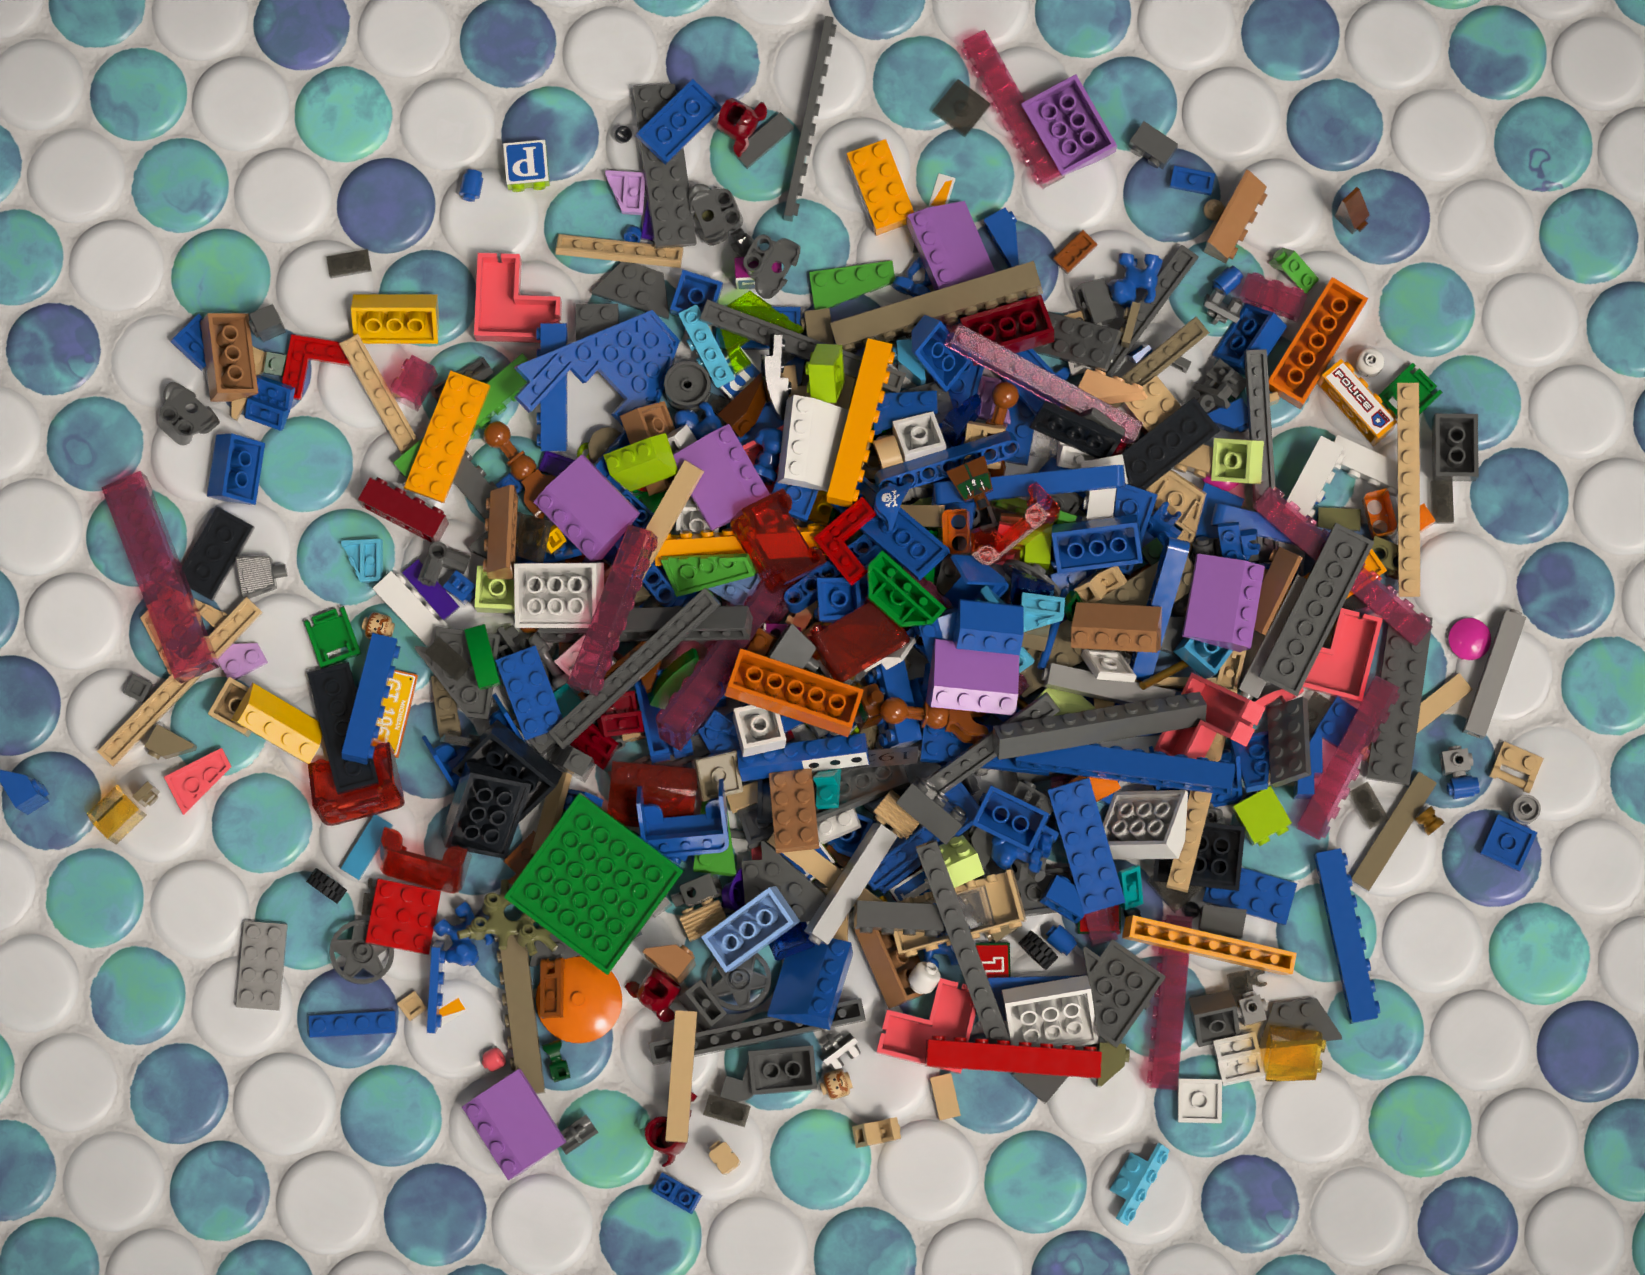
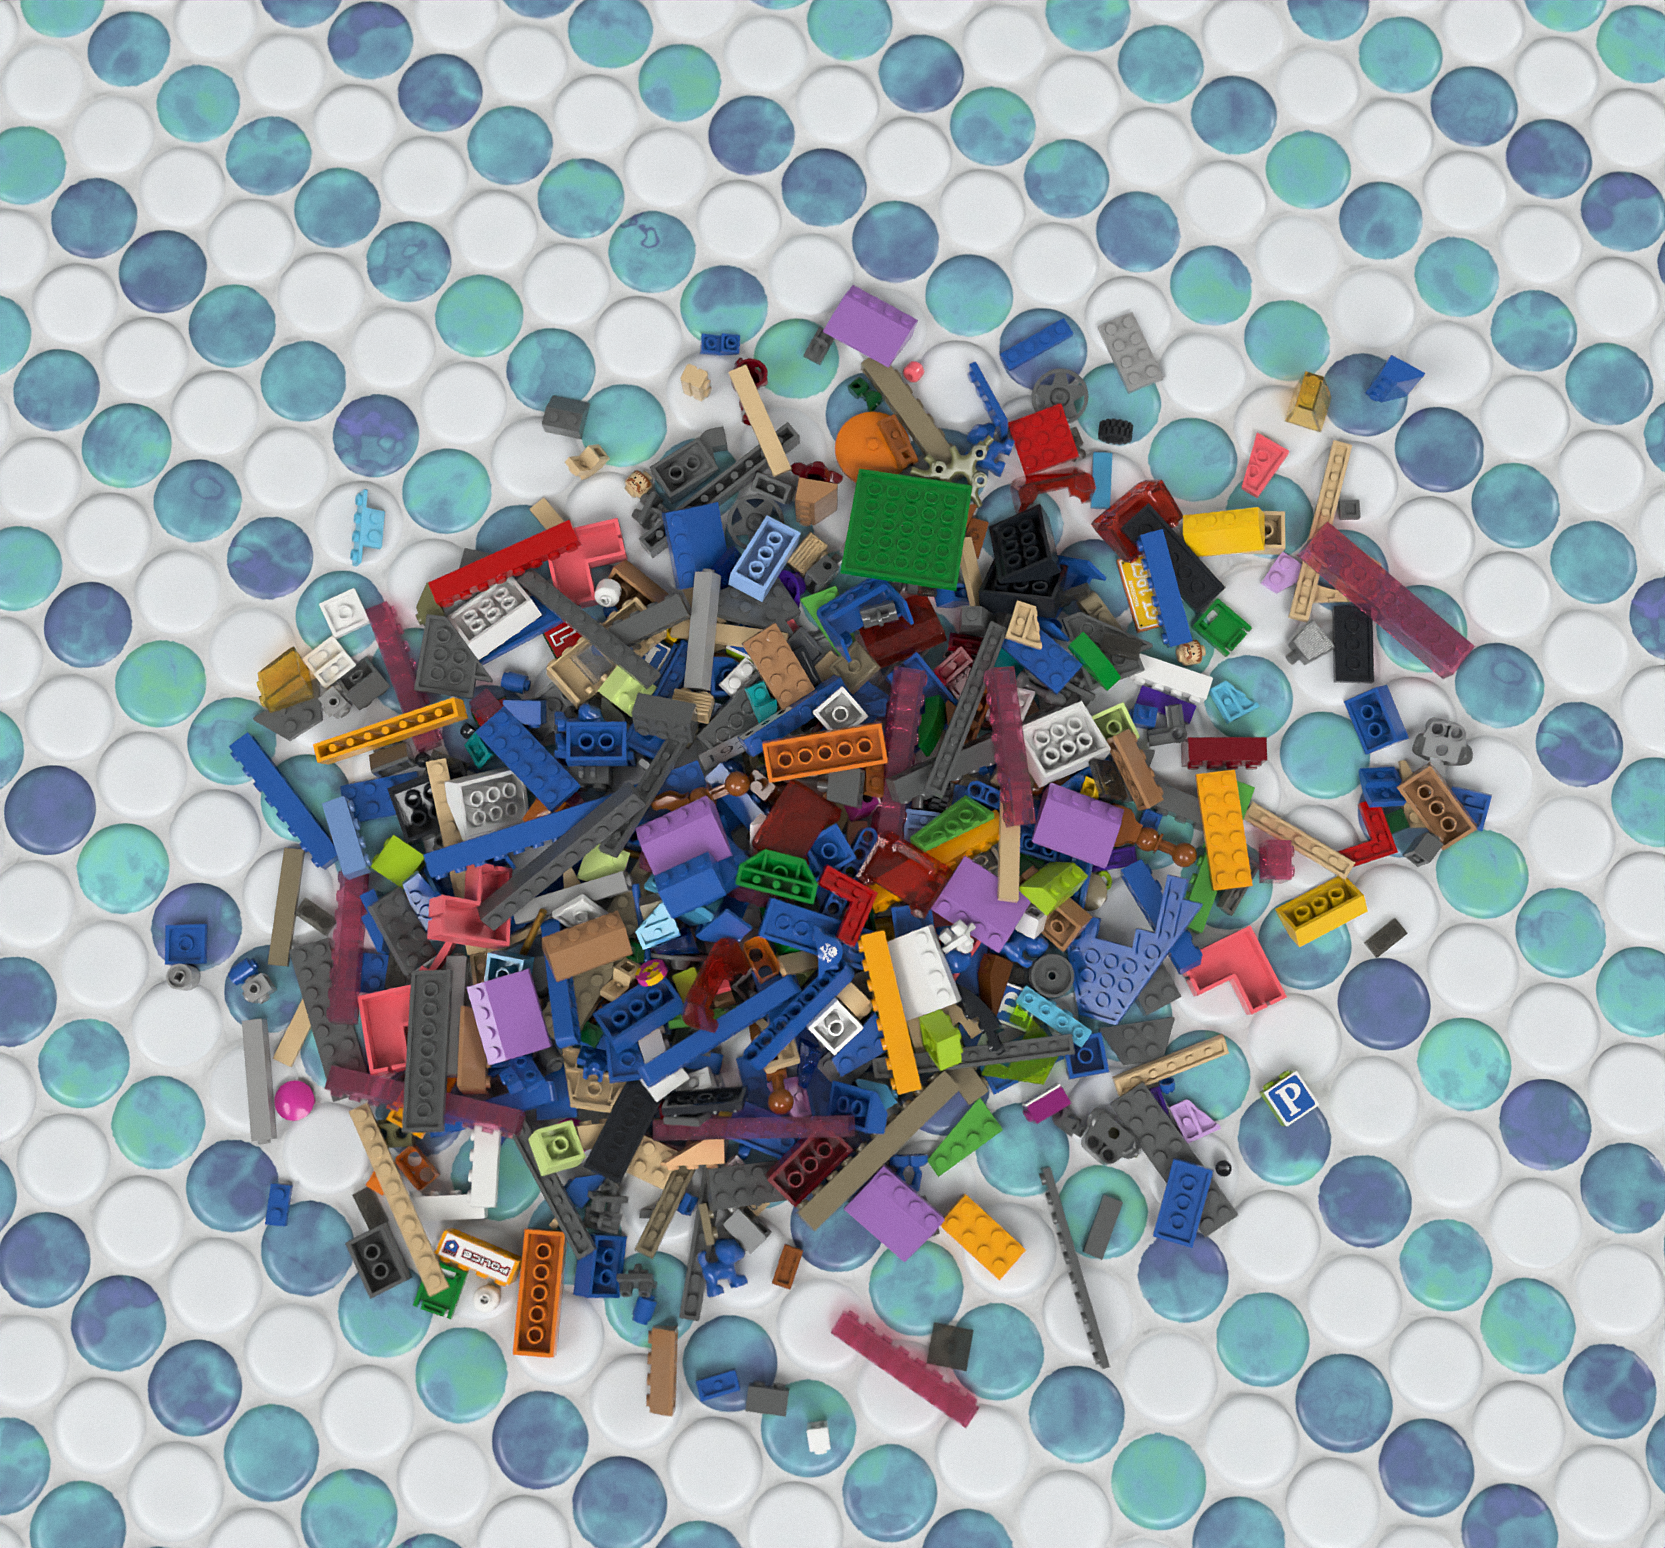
camera: 150 degrees right, 0 degrees up
(146, 794) = (1294, 429): dark tan plate -> none
(167, 744) = (1302, 479): dark tan slope -> none
(412, 1006) = (998, 380): tan tile -> none
(452, 1009) = (966, 394): sticker -> none
(471, 185) = (1324, 1056): blue brick -> none
(531, 725) = (1024, 626): none -> tan wing
(667, 814) = (878, 614): none -> dark grey hips
(727, 1110) = (713, 420): clear smoke plate -> none
(740, 122) = (1131, 1230): dark red piece -> none
(760, 456) = (960, 939): none -> white hips
(783, 251) = (1032, 1130): dark grey piece -> none
(873, 1196) = (565, 417): none -> dark grey slope
(942, 190) = (928, 1261): sticker -> none
(973, 481) = (767, 1005): torso -> none
(1003, 233) = (856, 1250): blue slope -> none
(1038, 950) = (529, 663): black tyre -> none
(1068, 574) = (651, 972): none -> piece
(1069, 126) = (847, 1377): medium lavender slope -> none
(1122, 90) = (818, 1437): none -> white slope
(1213, 209) = (686, 1368): tan plate -> none
(1242, 982) = (353, 721): clear smoke plate -> none
(1273, 296) = (598, 1315): clear pink brick -> none
(1295, 268) = (591, 1351): bright green bracket -> none
(1301, 862) = (346, 837): none -> medium blue brick
(1345, 517) = (451, 1147): olive tile -> none
(1353, 212) = (562, 1428): reddish brown slope -> none
(1429, 820) = (258, 928): pearl gold wheel -> none
(1518, 760) = (207, 1018): tan plate -> none
(1528, 549) = (278, 1204): none -> blue plate

